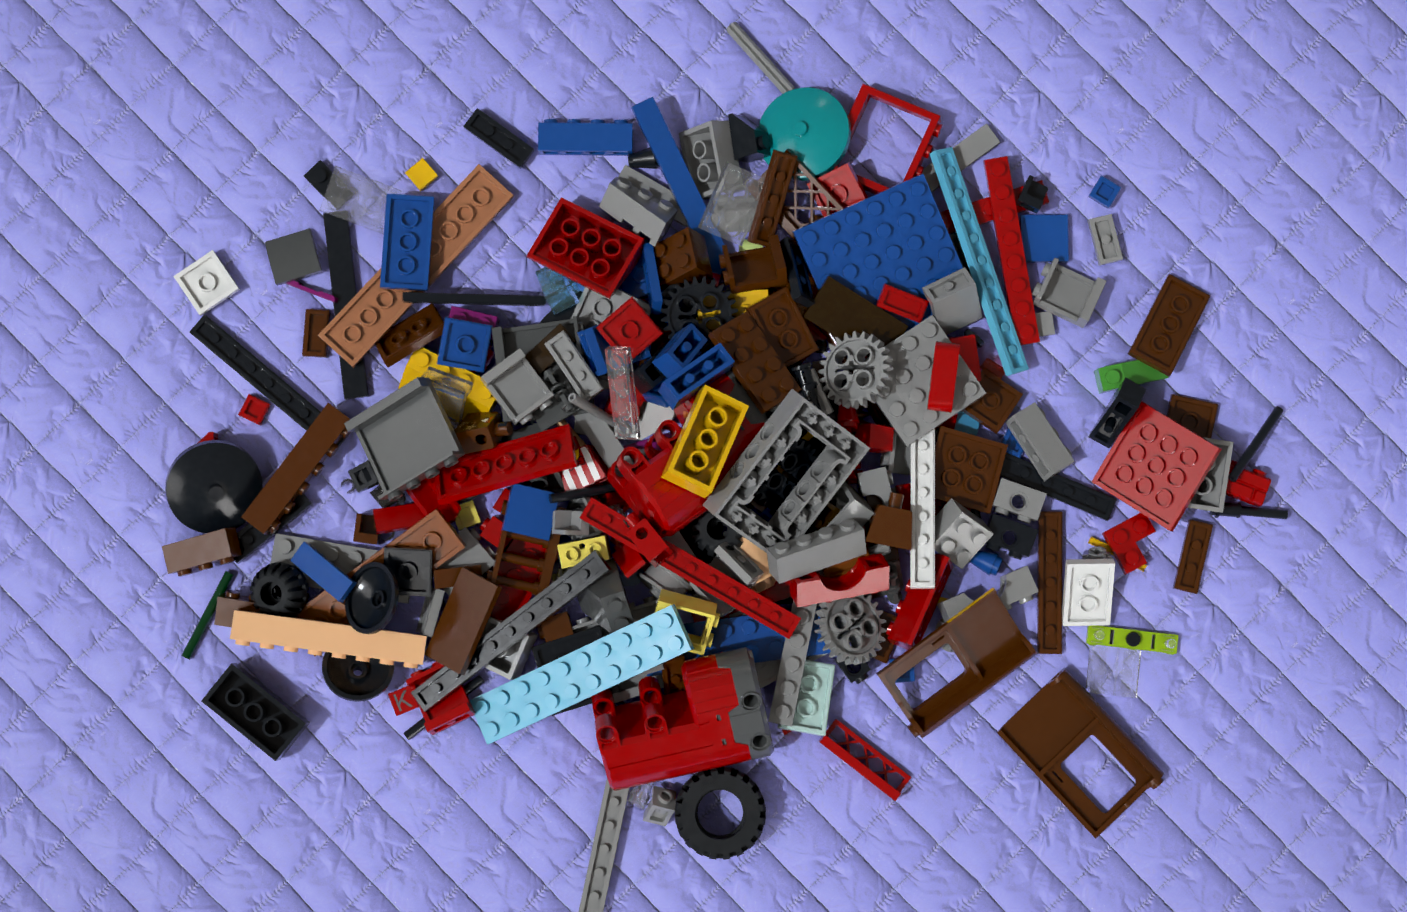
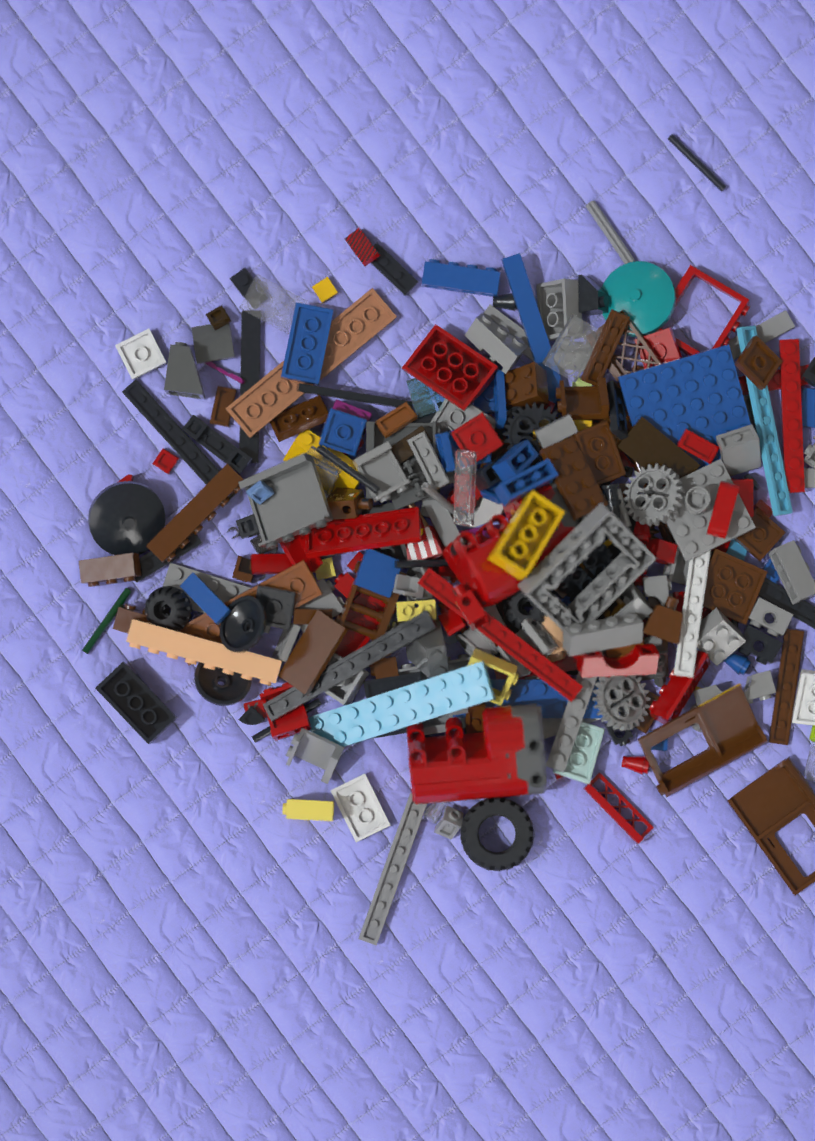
camera: 10 degrees right, 0 degrees up
(259, 299) = (182, 373): none -> dark grey slope
(295, 225) = (218, 317): none -> dark brown tile
(313, 380) = (216, 444): none -> black slope
(372, 432) = (260, 492): none -> medium blue tile
(400, 709) = (251, 717): none -> black tile
(459, 115) = (362, 247): none -> tile
(476, 389) = (348, 469): none -> black piece
(483, 740) = (316, 751): none -> light grey panel
(485, 815) = (308, 810): none -> light yellow window
(528, 321) = (396, 420): none -> dark orange tile
(548, 802) = (360, 807): none -> white plate
(725, 308) = (556, 431): none -> light grey tile
(879, 702) = (636, 763): none -> red cone
(910, 369) = (697, 500): none -> light grey wheel
(962, 191) = (758, 362): none -> reddish brown plate

